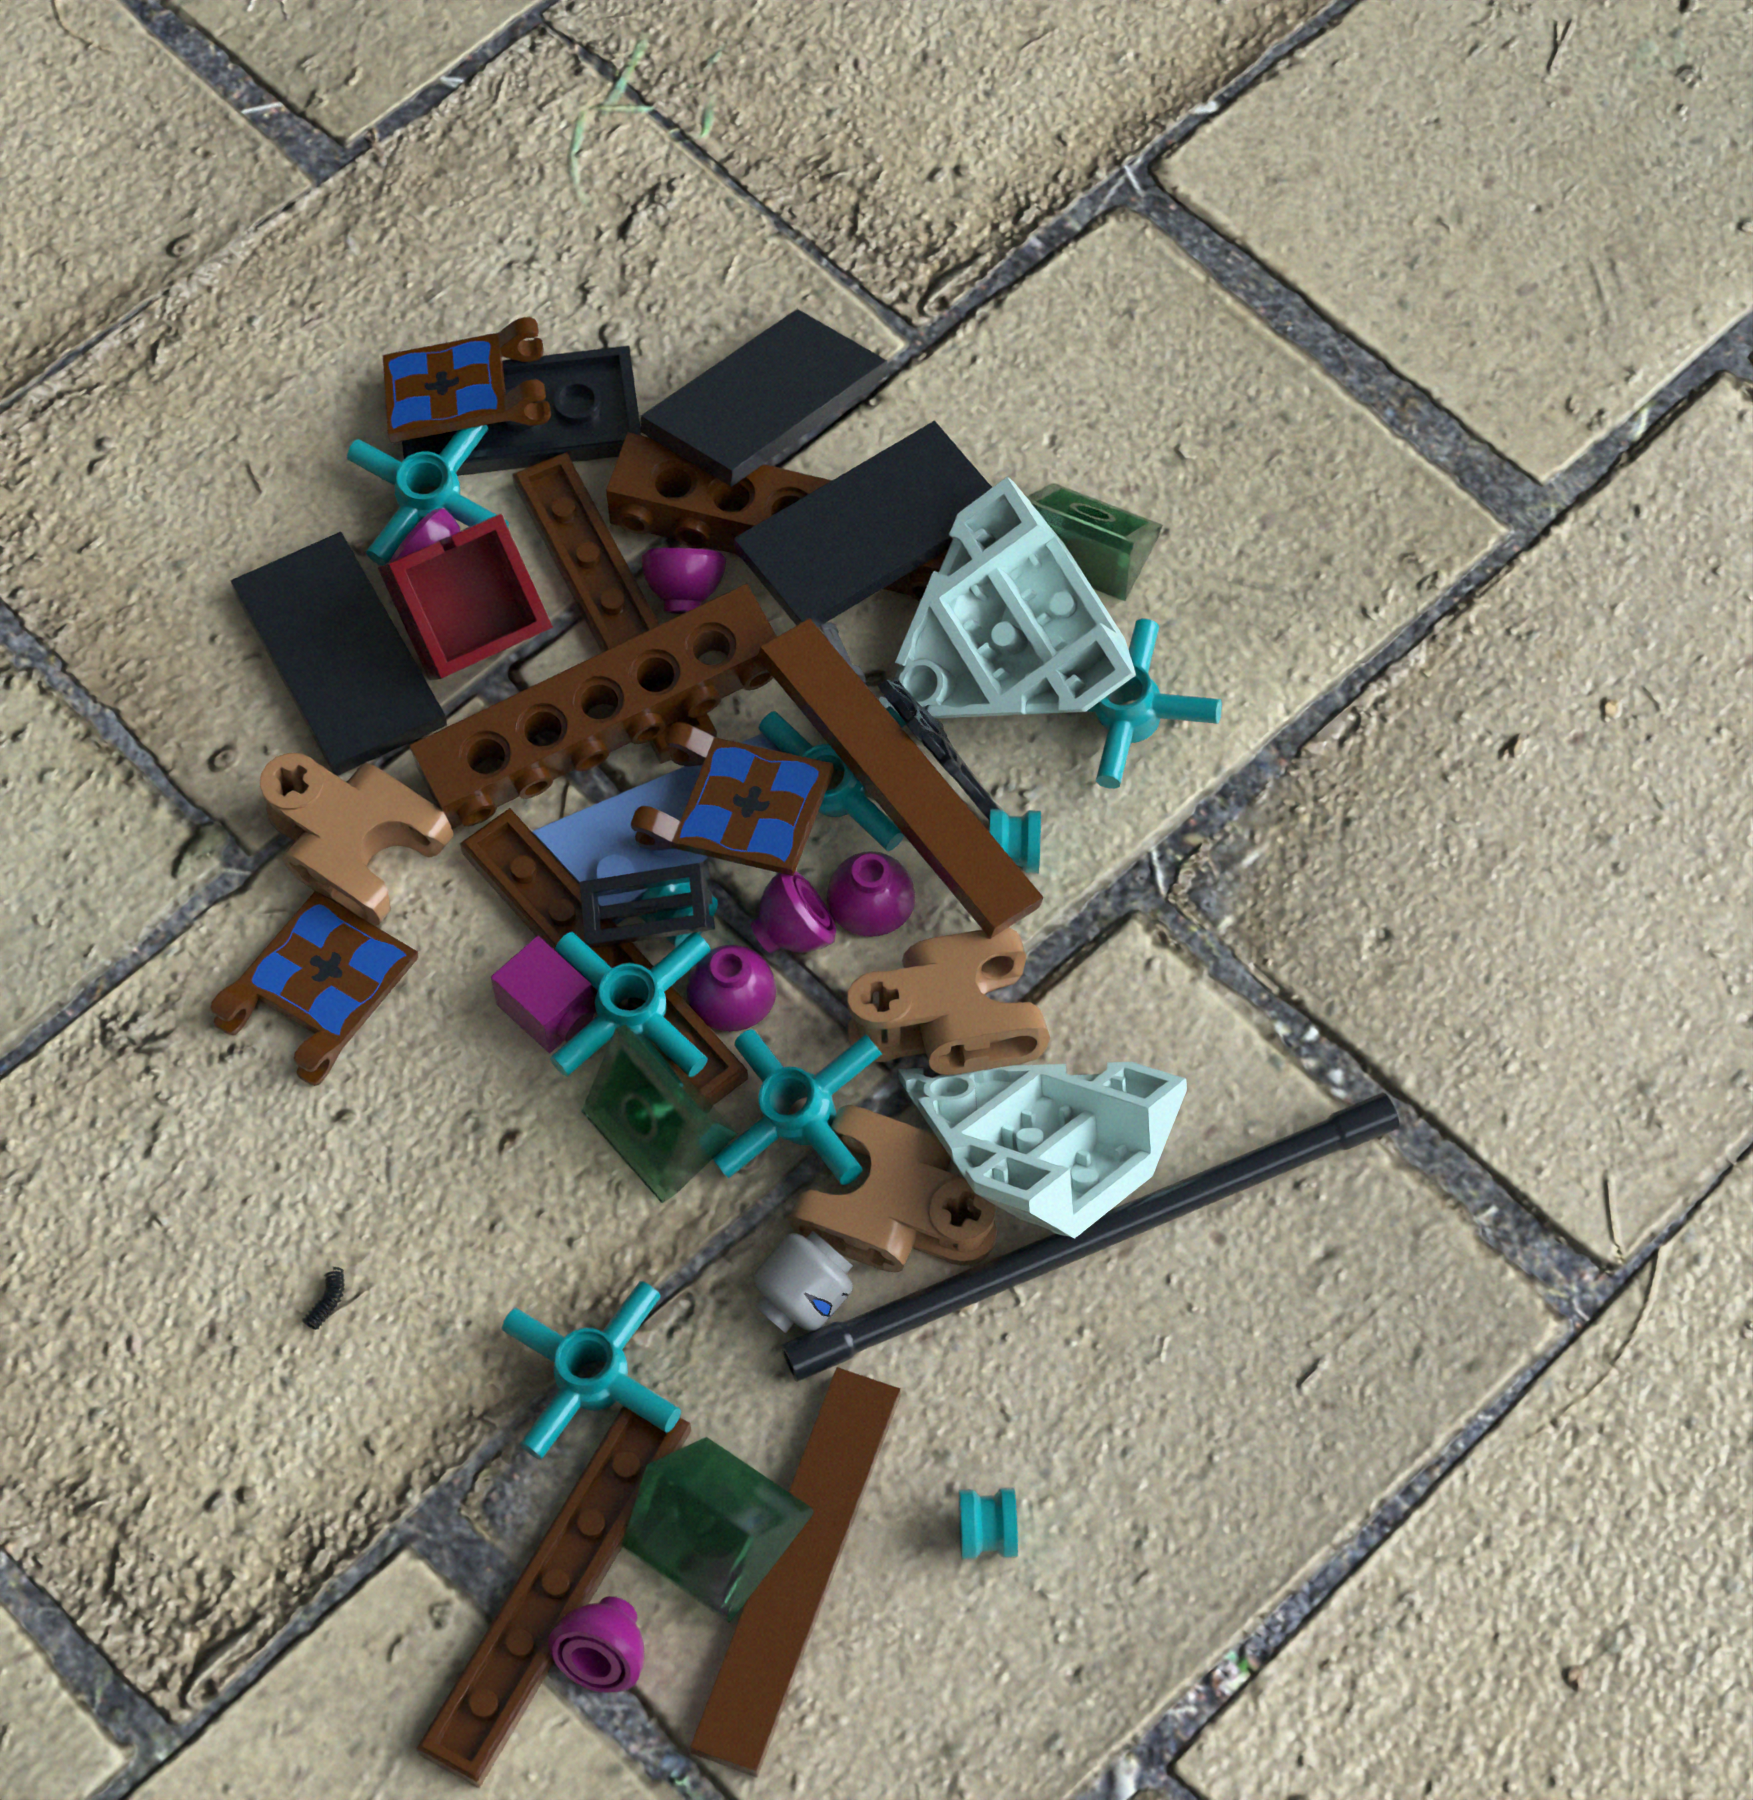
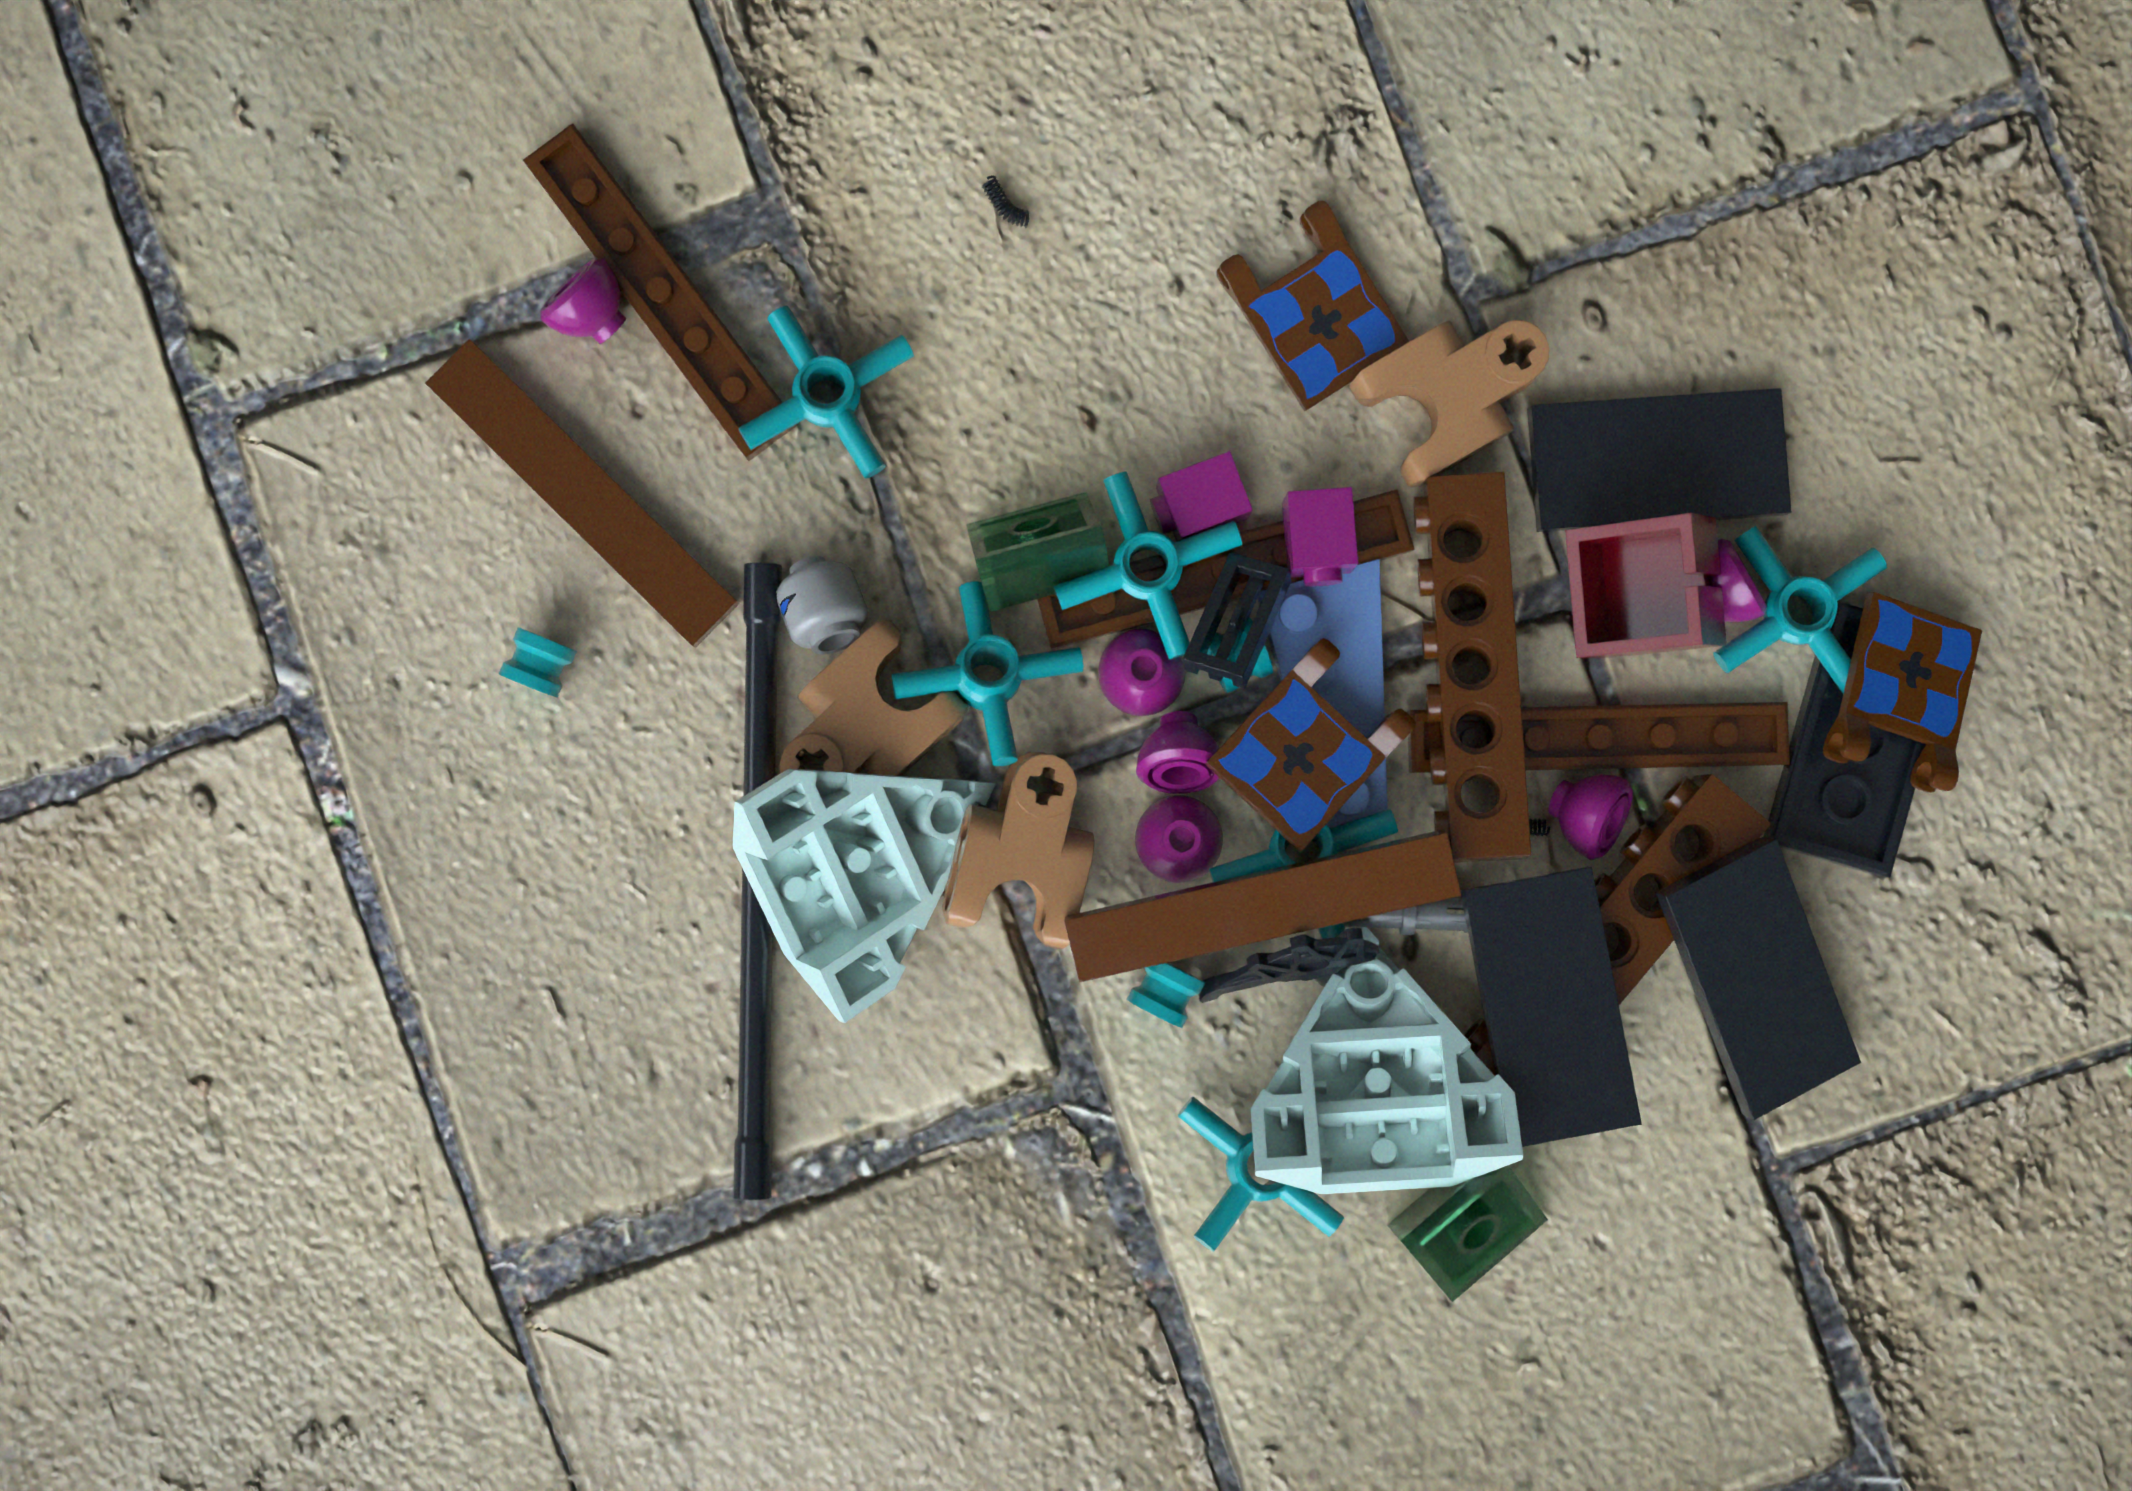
camera: 110 degrees right, 25 degrees up
(535, 873) = (1320, 535): none -> magenta brick
(712, 1524) = (644, 439): clear green slope -> none

